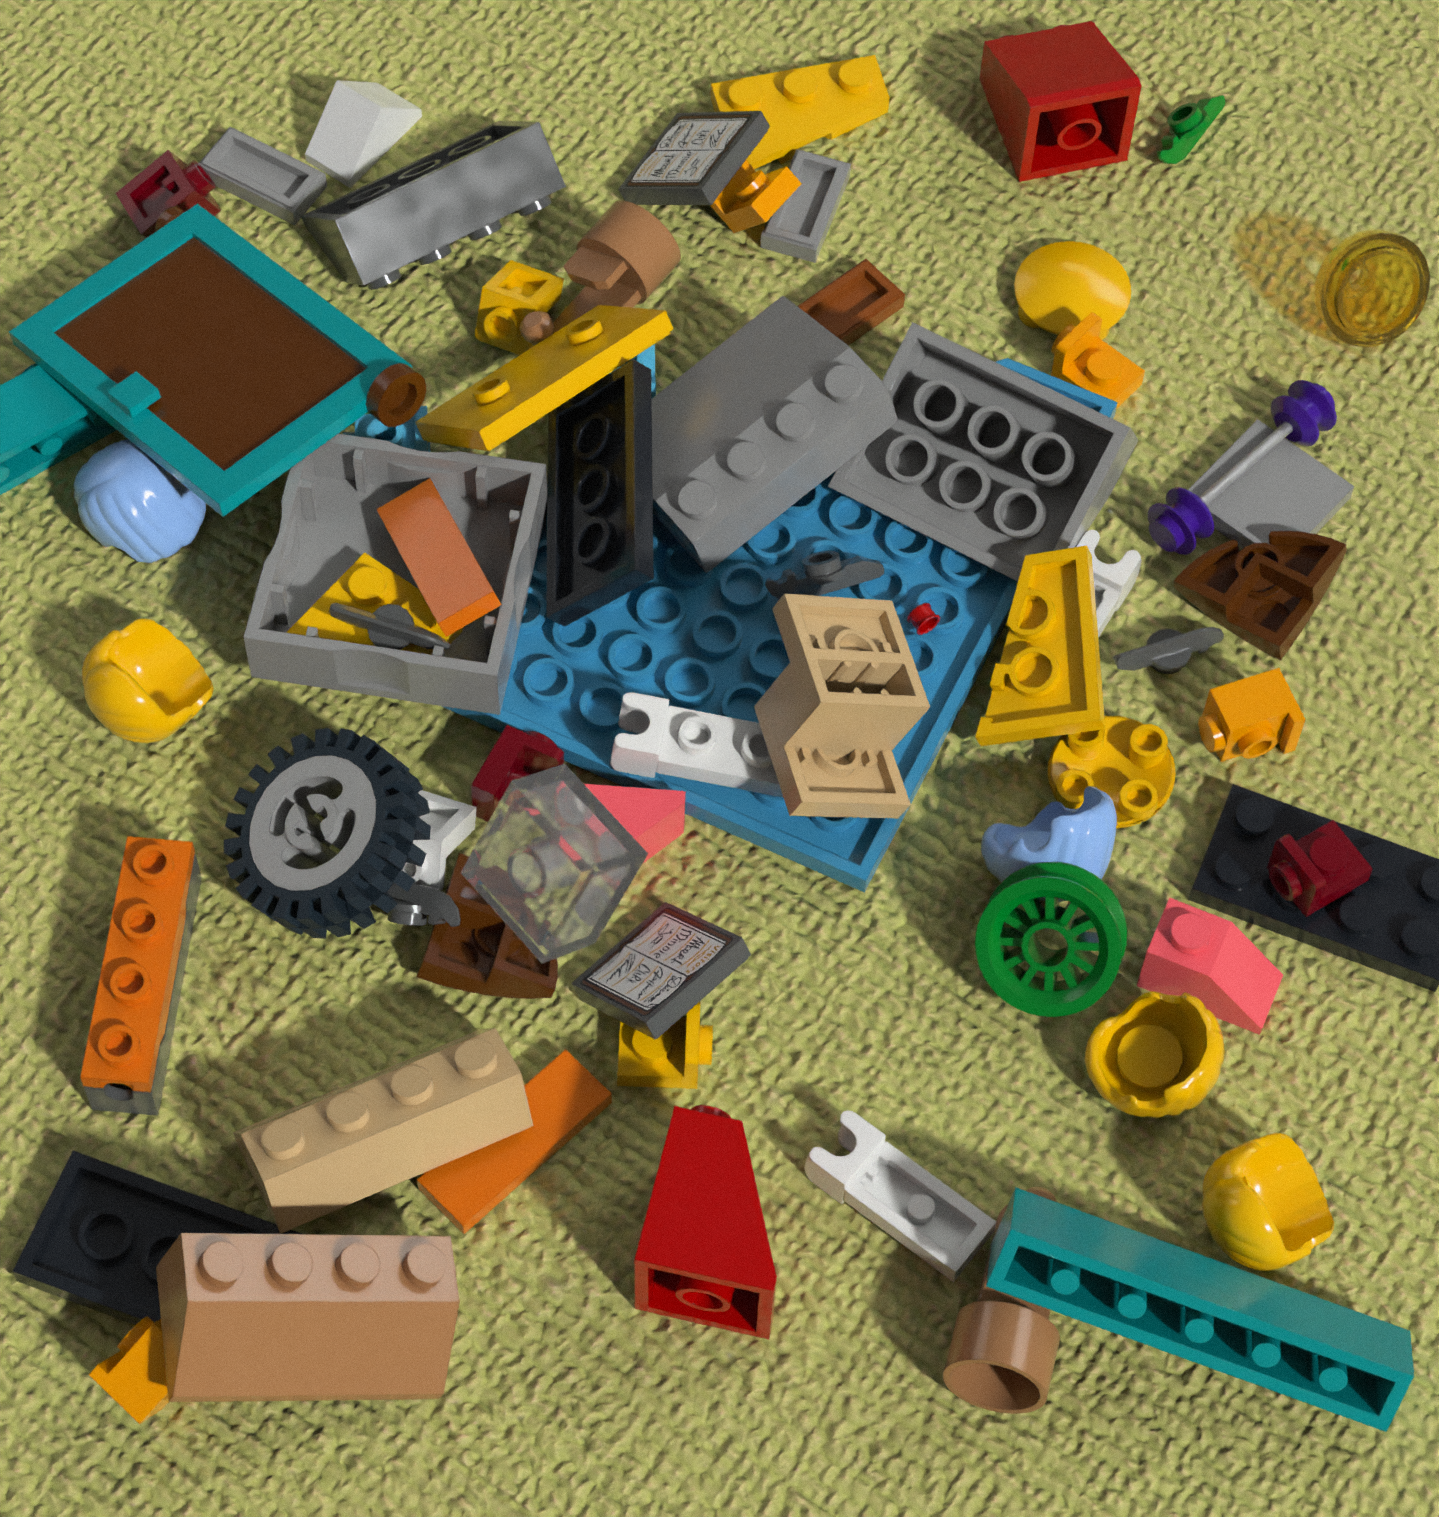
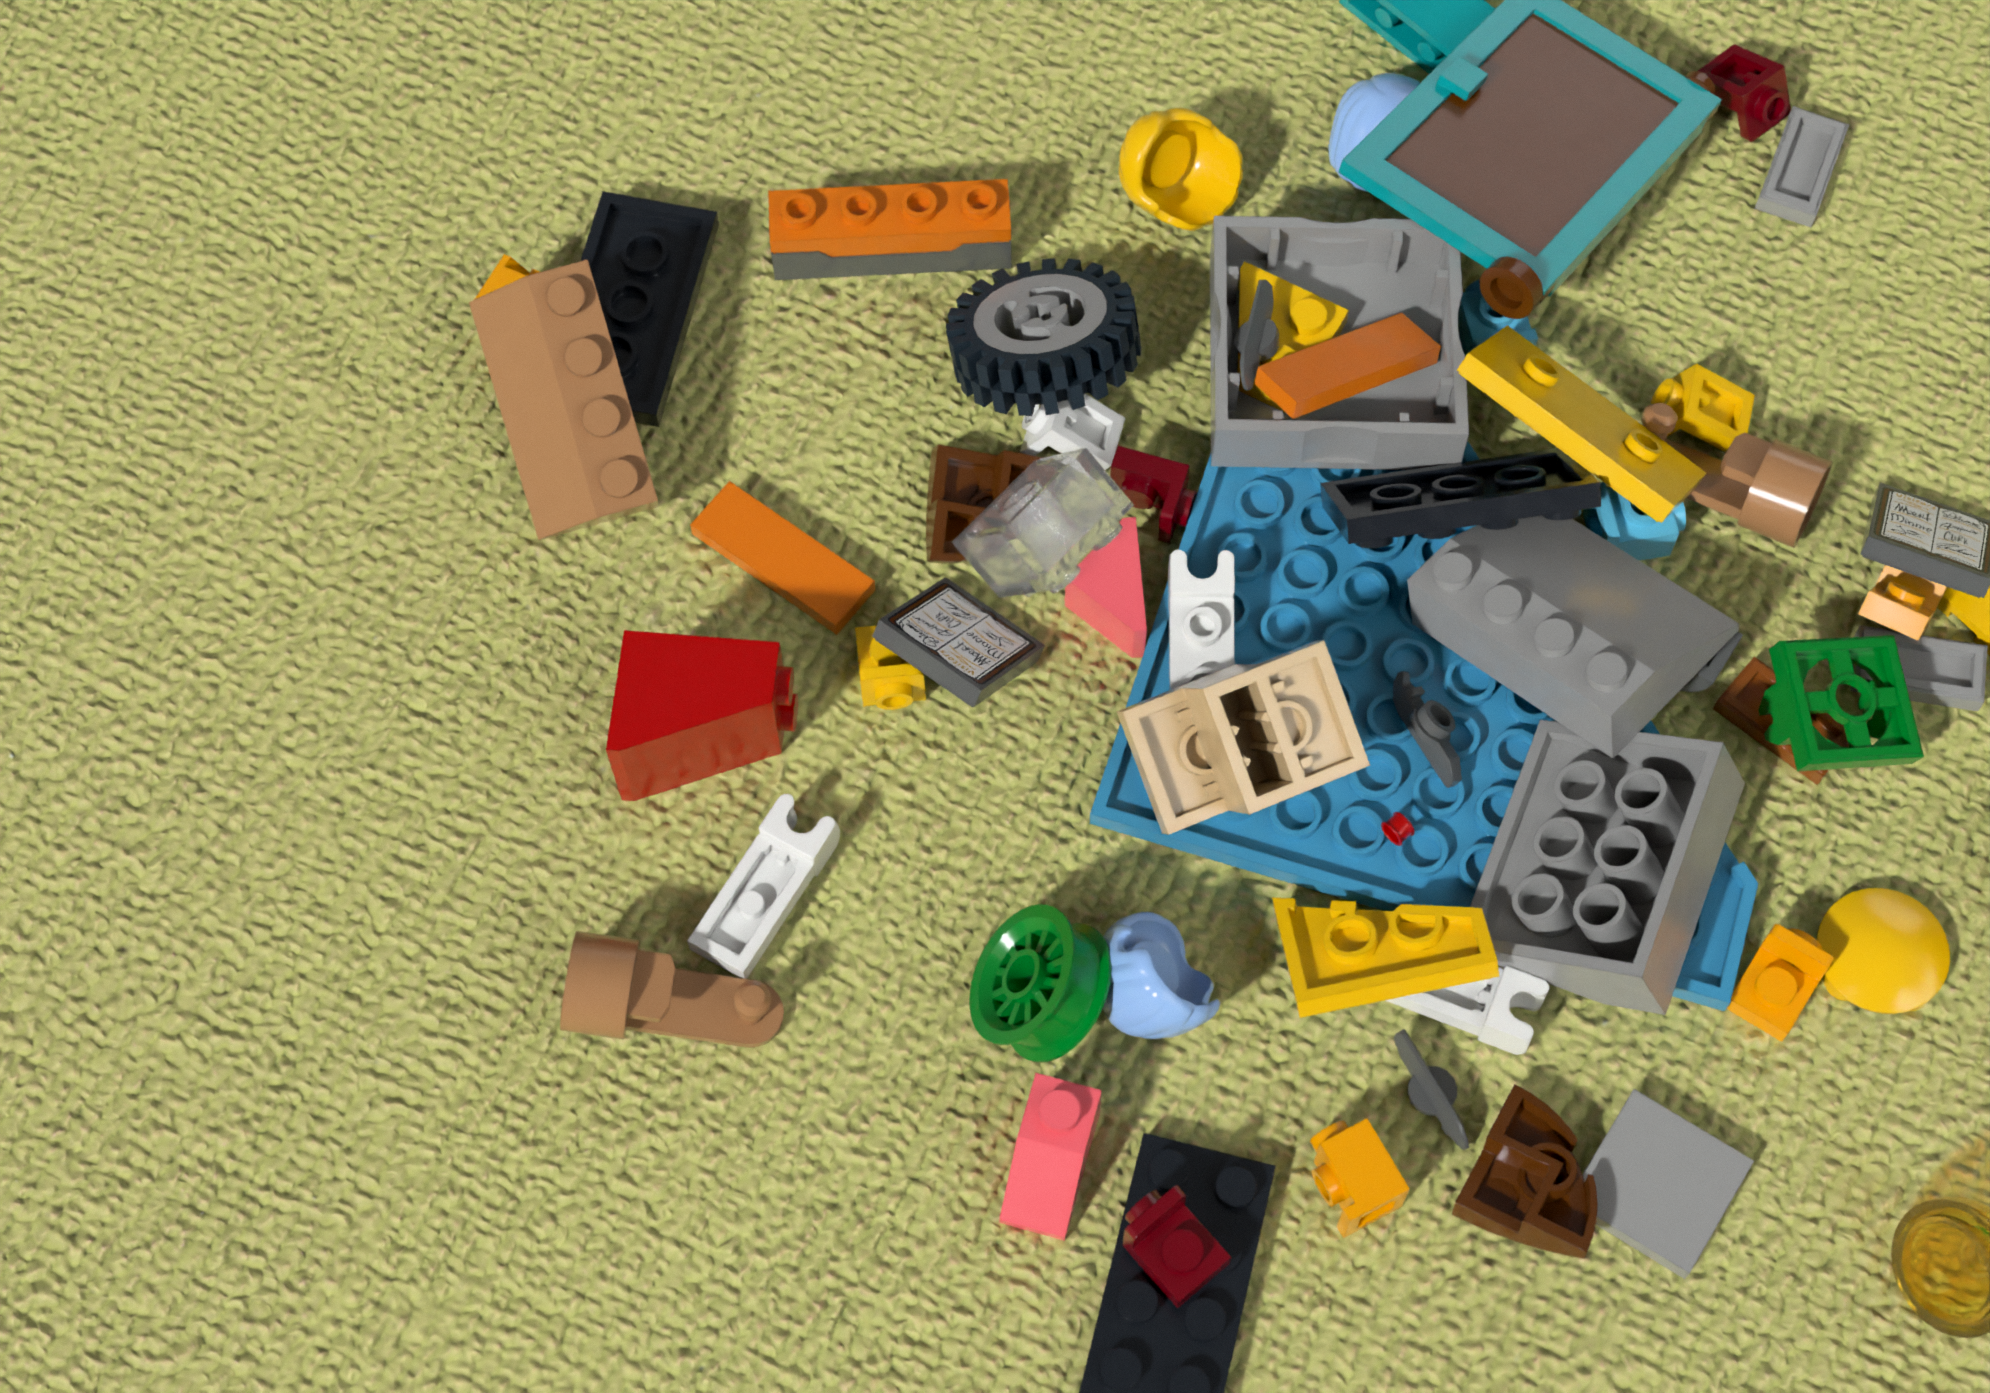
camera: 85 degrees right, 5 degrees up
(358, 129) = (1888, 236): white slope -> none
(386, 1128) = (767, 436): tan slope -> none
(420, 902) = (997, 433): dark grey piece -> none
(436, 202) = (1805, 315): slope -> none
(871, 231) = (1883, 697): none -> green piece
(1123, 760) = (1264, 1048): yellow dish -> none
(1156, 1055) = (933, 1102): yellow piece -> none
(1187, 515) = (1762, 1202): dark purple axle -> none
(1201, 1309) = (655, 1156): teal brick -> none
(1265, 1203) = (786, 1221): yellow piece -> none

